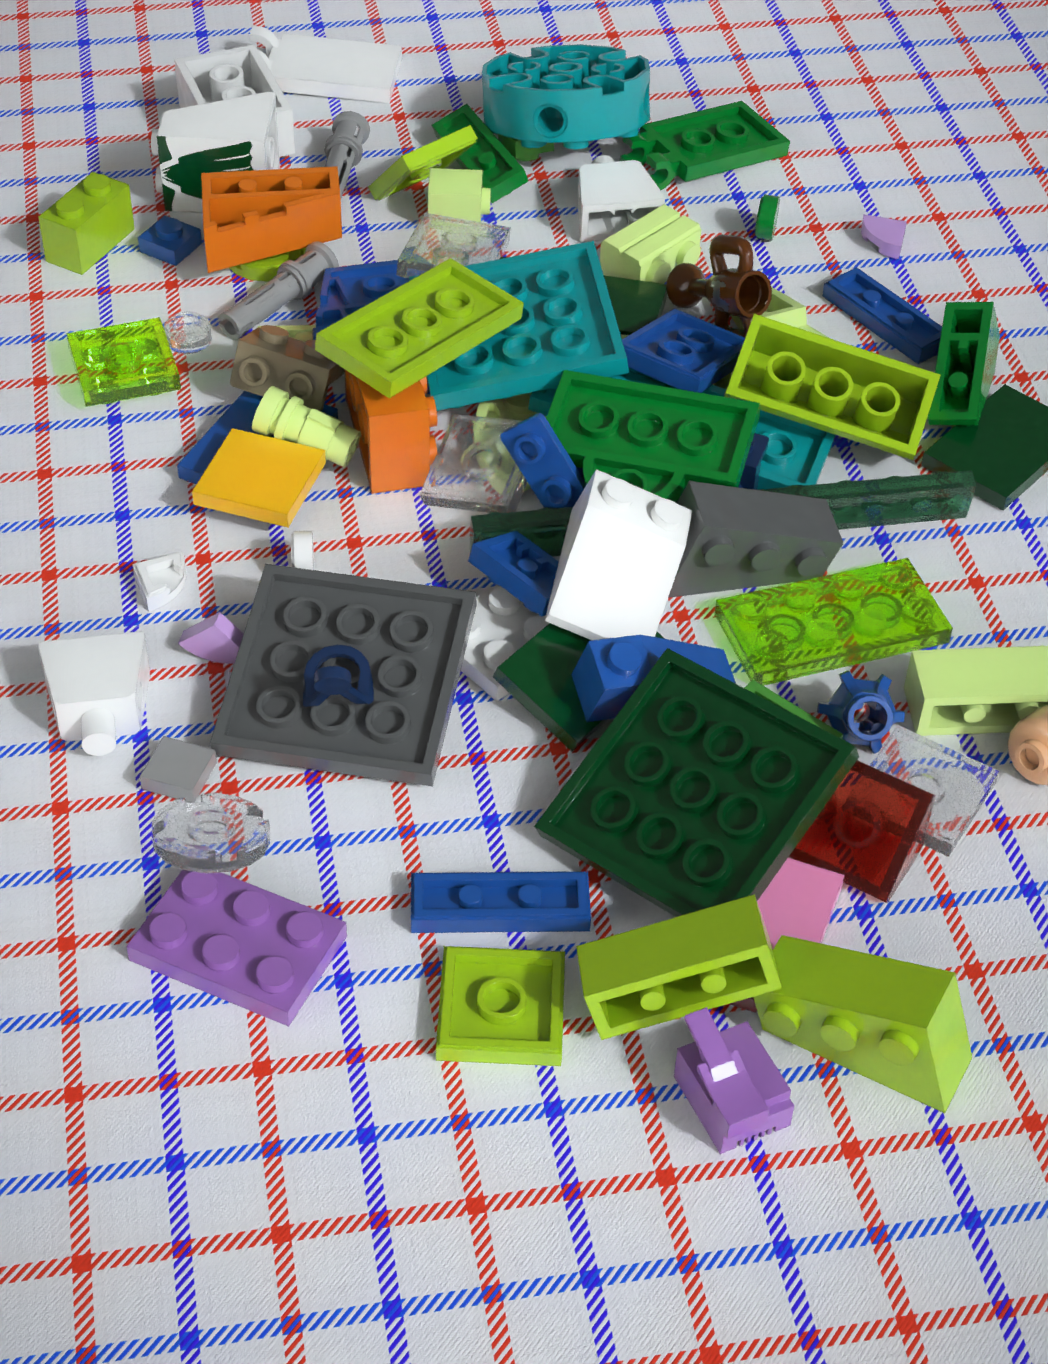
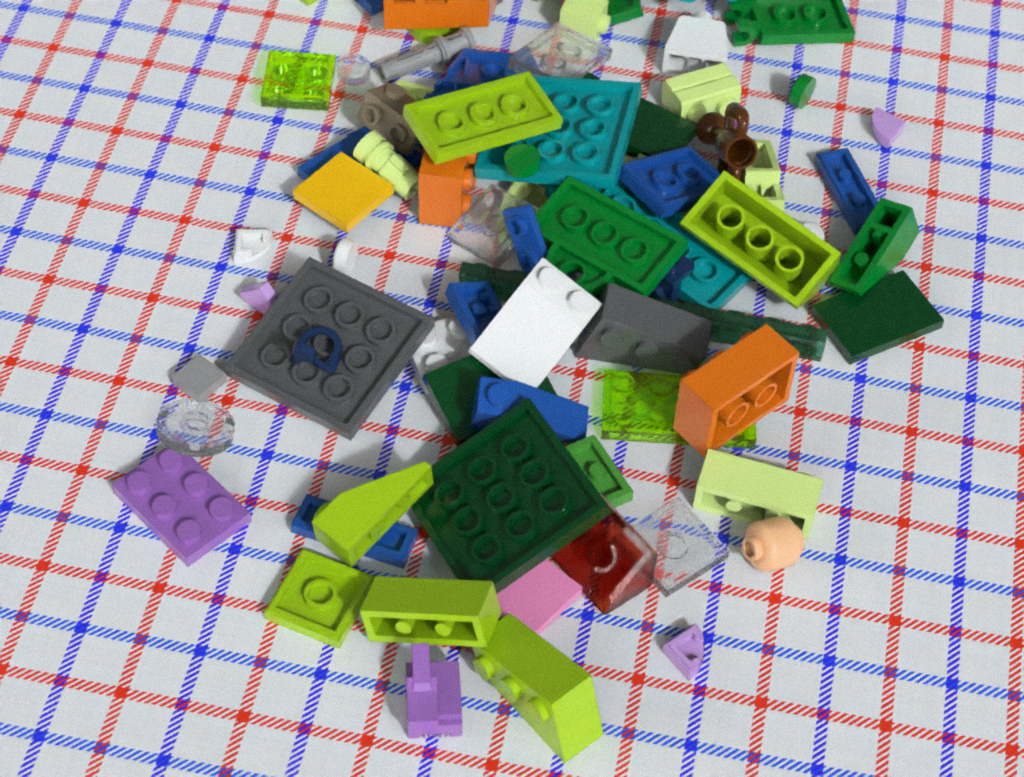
camera: 20 degrees right, 5 degrees up
(97, 687) = (173, 308): white torso -> none
(495, 368) = (522, 161): none -> green tile
(516, 867) = (367, 512): none -> lime slope
(879, 712) = (662, 469): blue rock -> none
(912, 566) = (735, 389): none -> orange brick
(1017, 914) = (686, 651): none -> lavender tile

